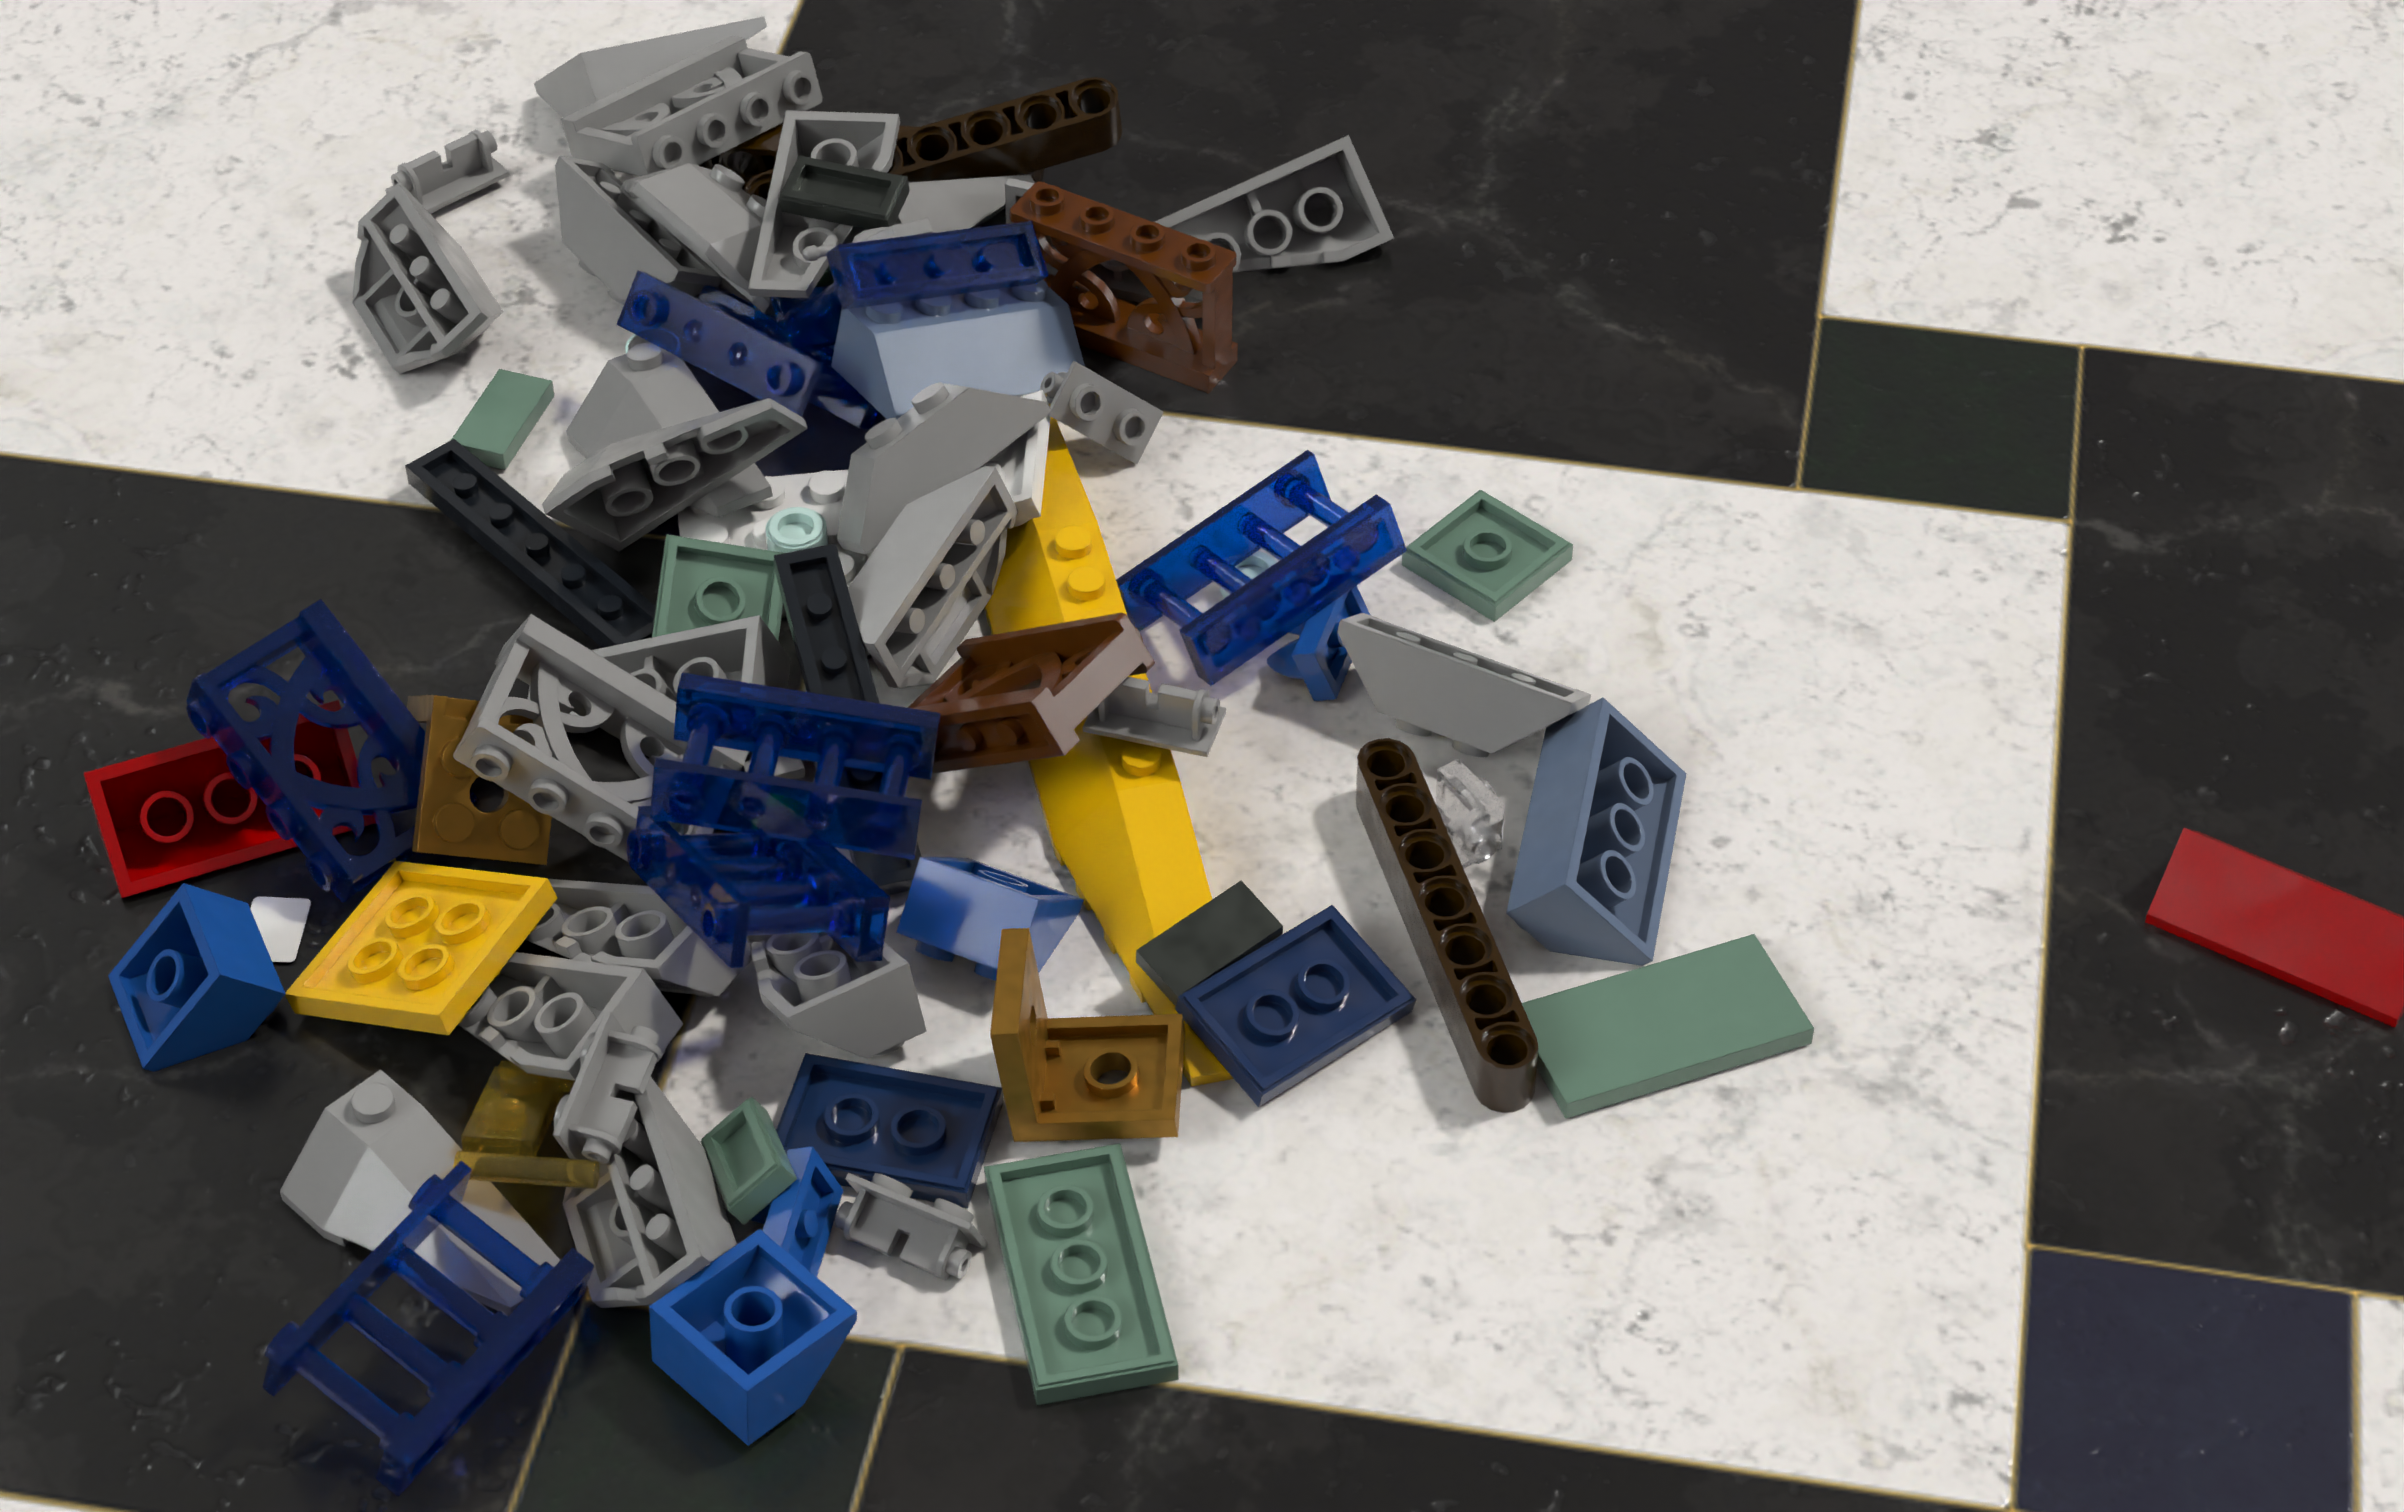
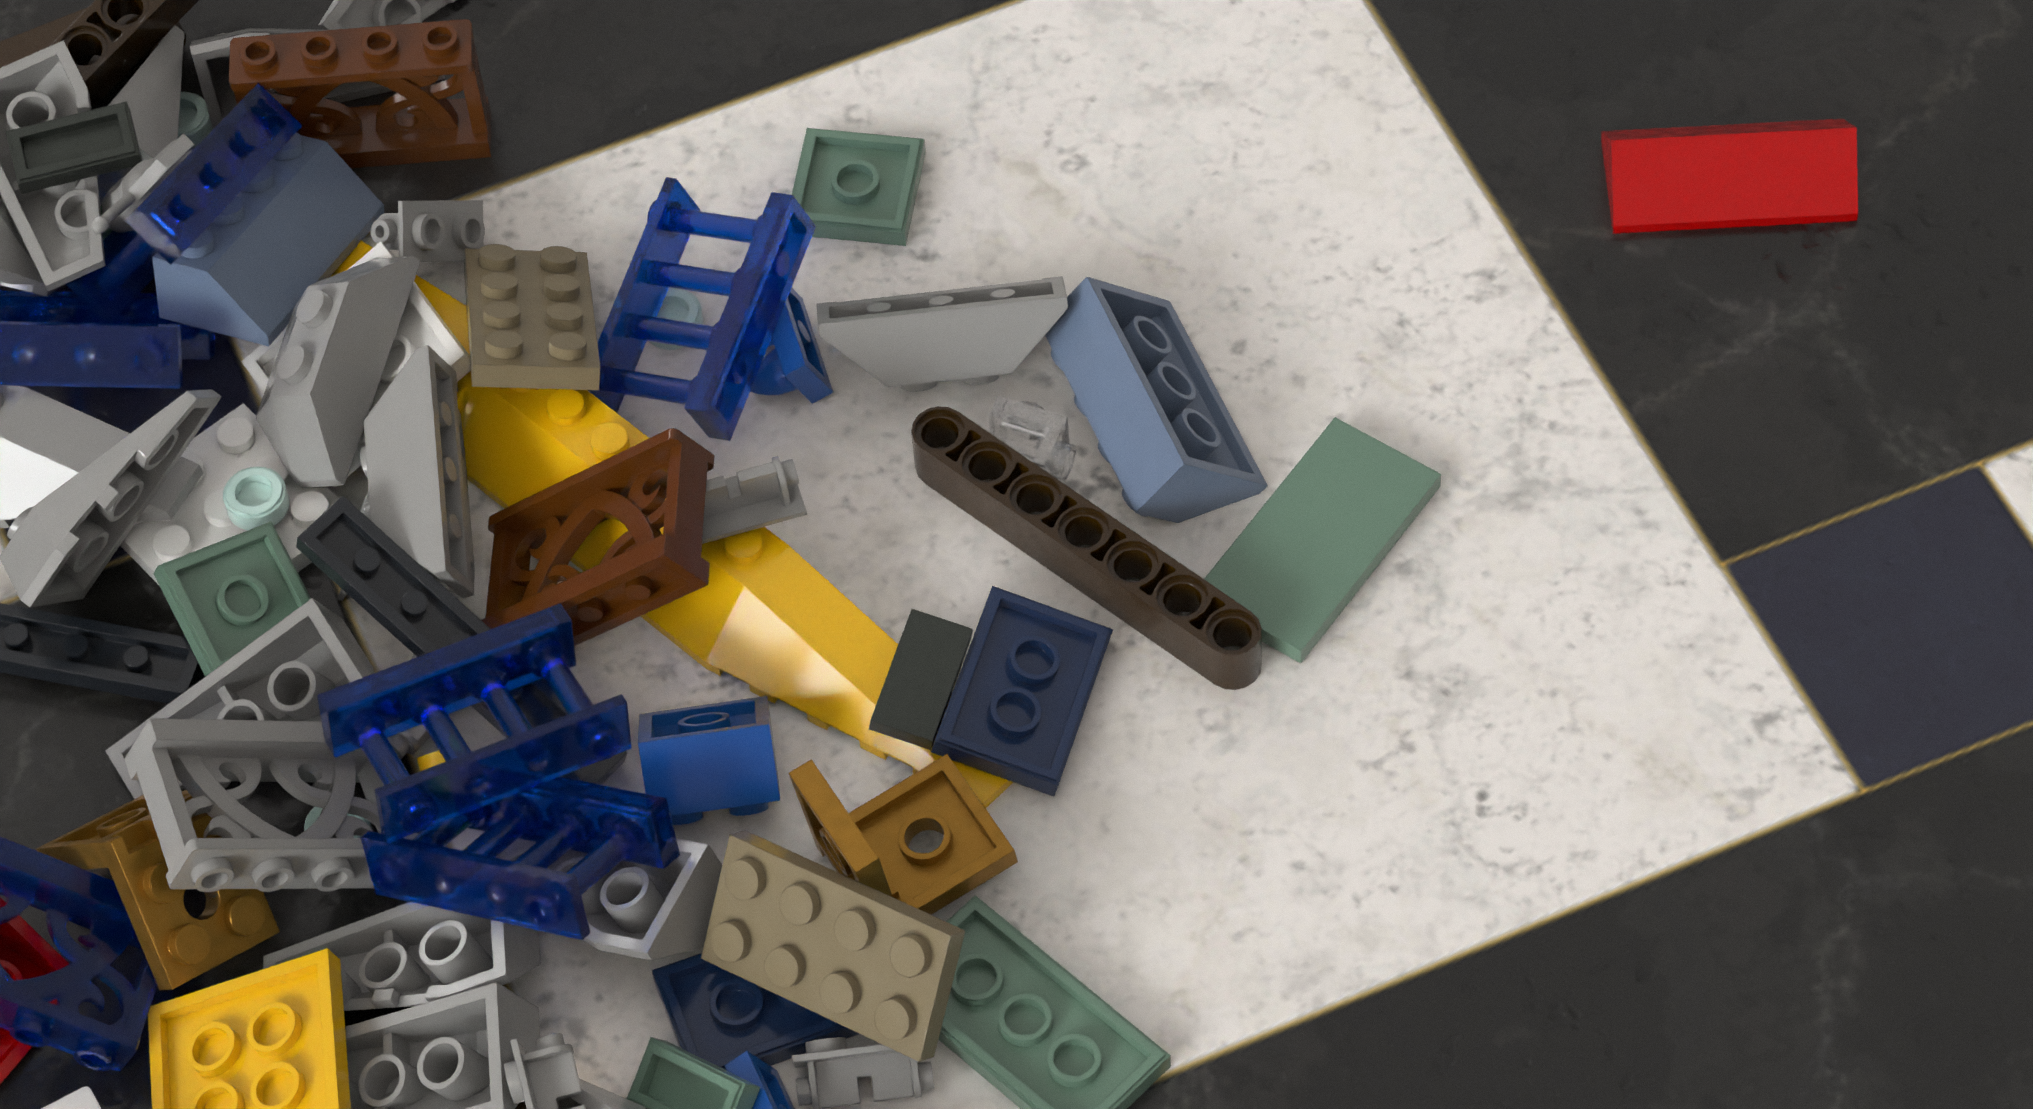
camera: 30 degrees left, 10 degrees up
(942, 1097) = (832, 945): none -> dark tan plate
(1116, 506) = (530, 318): none -> dark tan plate

